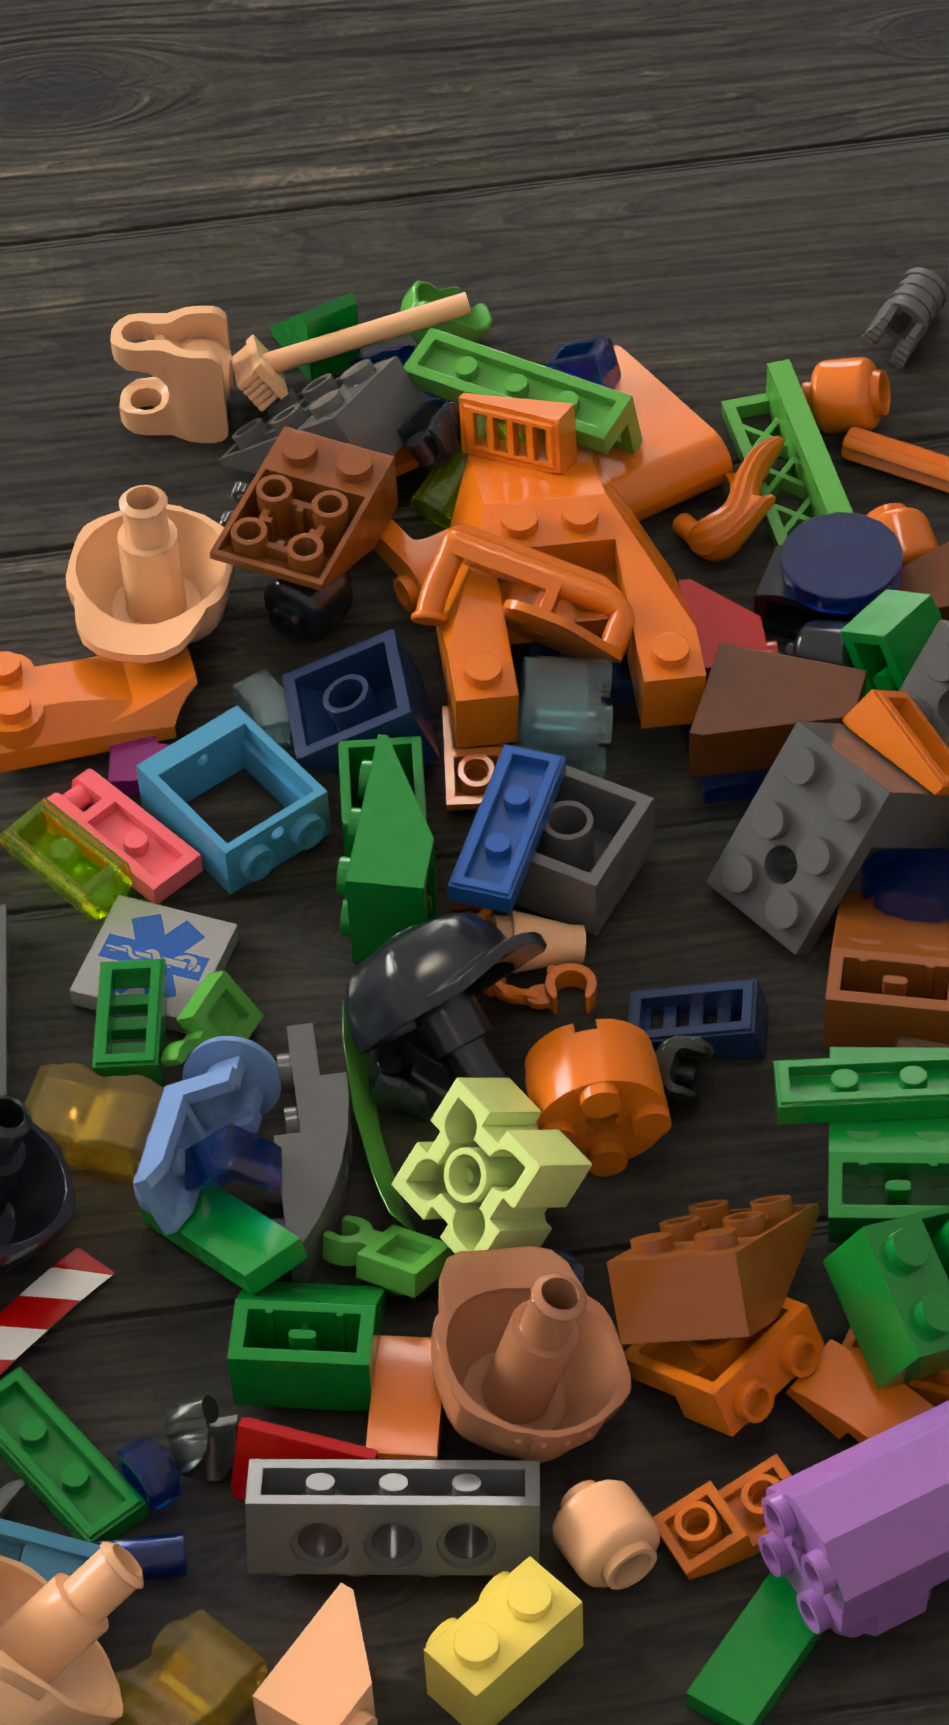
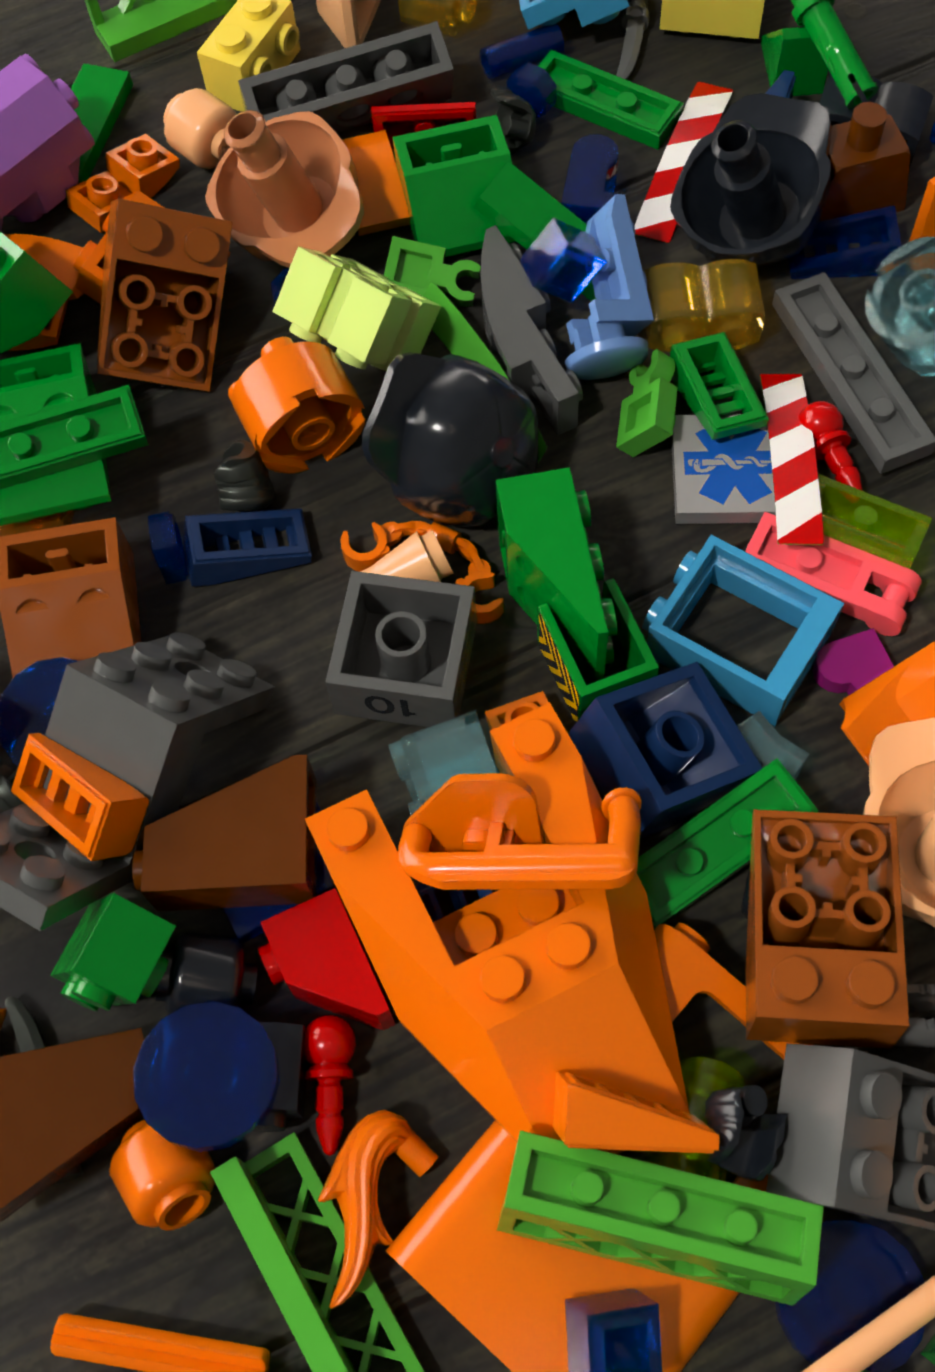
camera: 165 degrees right, 15 degrees up
(43, 966) = (831, 440): none -> red bar
(89, 944) = (792, 462): none -> sticker
(147, 1310) = (591, 176): none -> clear blue leg
(294, 646) = (714, 842): none -> green tile
(507, 829) = (450, 598): blue tile -> none
(743, 583) = (328, 1050): none -> red bar
(781, 1023) = (168, 546): none -> clear blue tile

